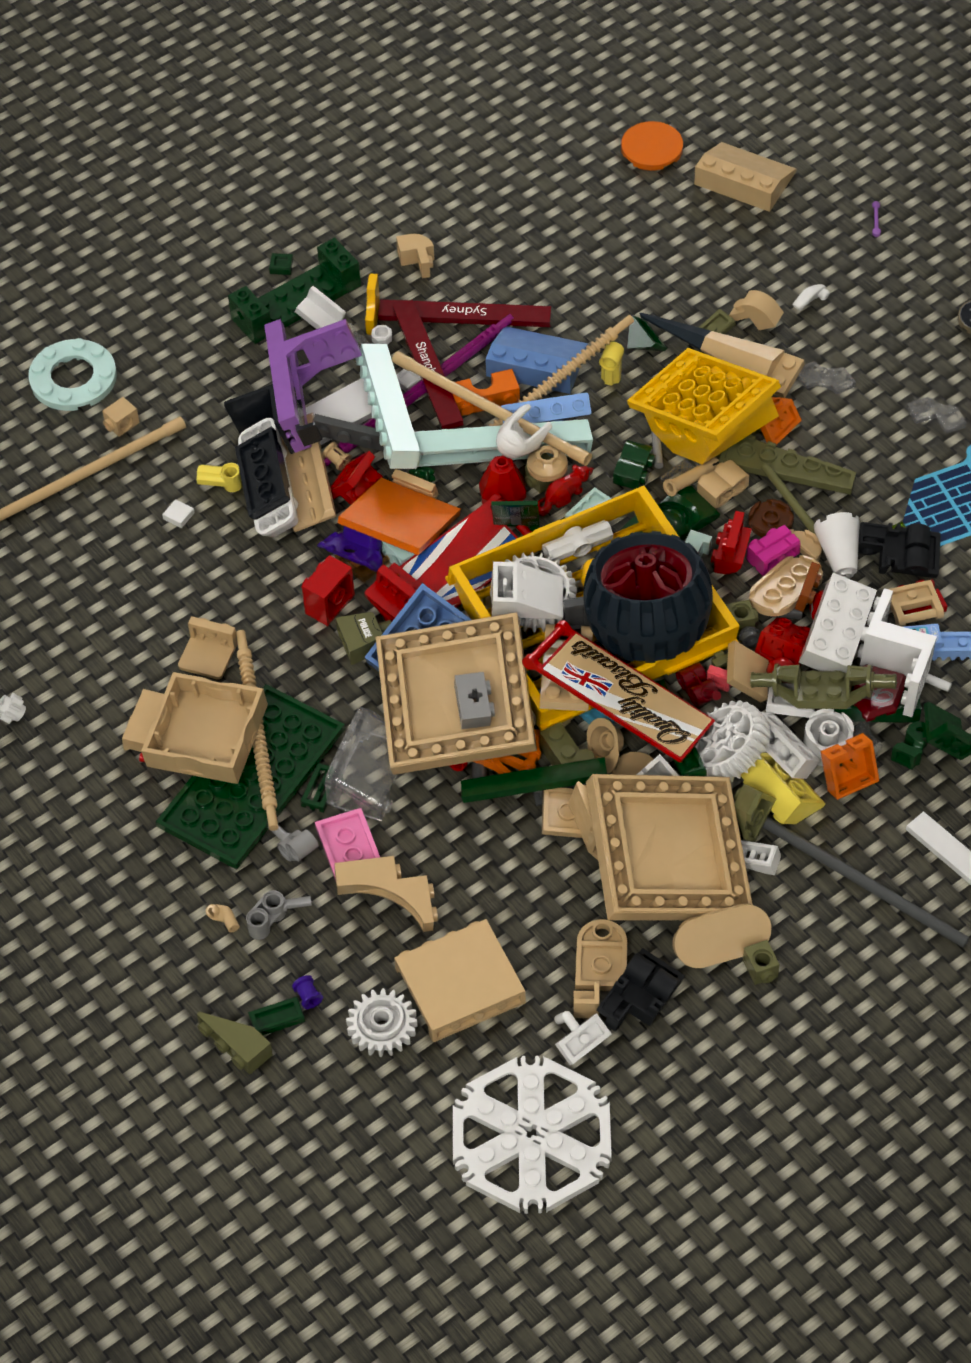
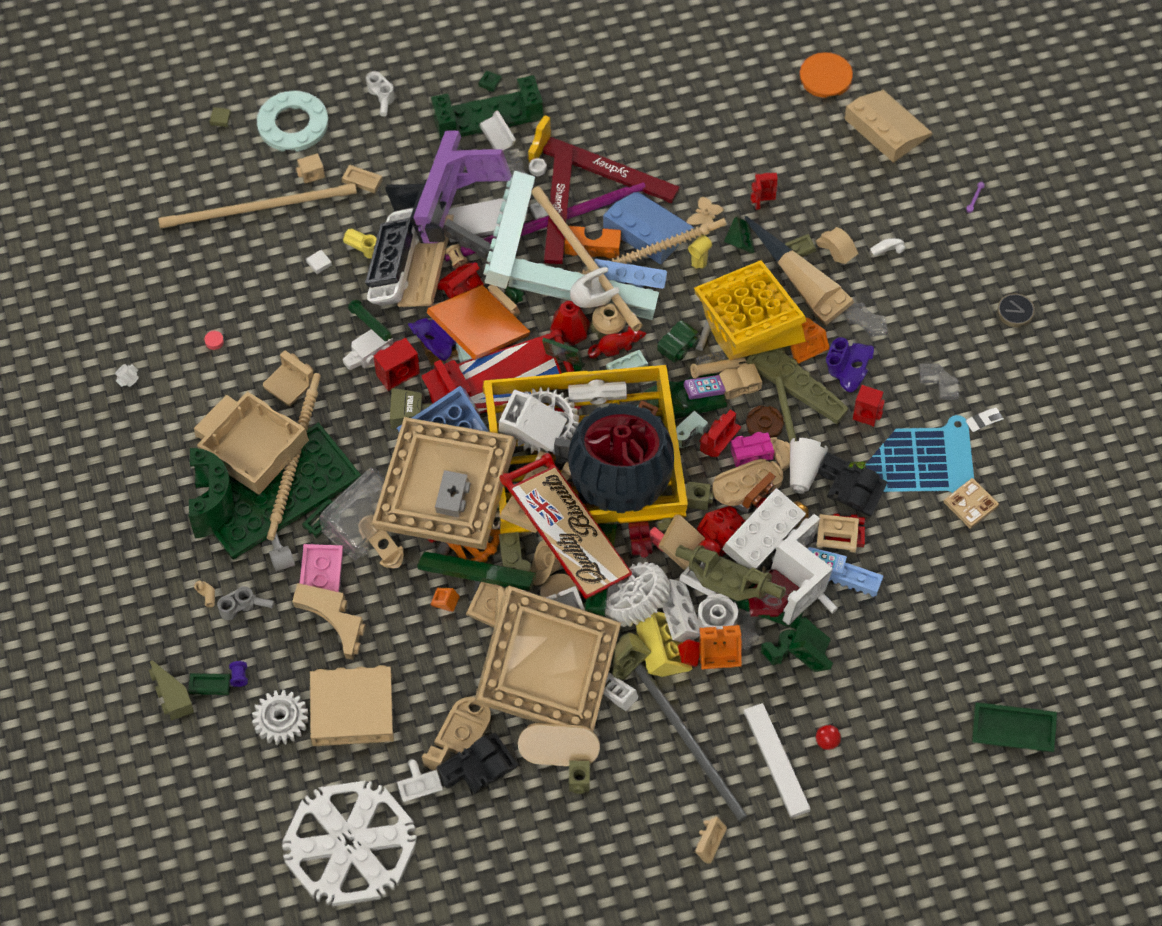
camera: 20 degrees right, 5 degrees up
(95, 637) = (214, 340): none -> coral tile
(159, 305) = (382, 88): none -> white beam
(174, 774) = (210, 513): none -> dark green cylinder
(189, 409) = (362, 179): none -> tan tile
(247, 547) = (356, 308): none -> dark green axle
(284, 585) = (364, 350): none -> white hinge
(416, 249) = (597, 104): tan brick -> none
(422, 800) = (391, 556): none -> tan piece
(507, 826) = (445, 599): none -> orange slope
(592, 324) = (705, 213): none -> tan piece
(648, 277) = (764, 188): none -> red bracket
(688, 501) = (704, 387): none -> tile
(749, 636) = (698, 513): dark grey plate -> none
(815, 785) = (689, 652): none -> red slope
(822, 430) = (840, 362): none -> dark purple piece
(878, 461) = (868, 405): none -> red brick
(942, 975) = (710, 839): none -> tan plate

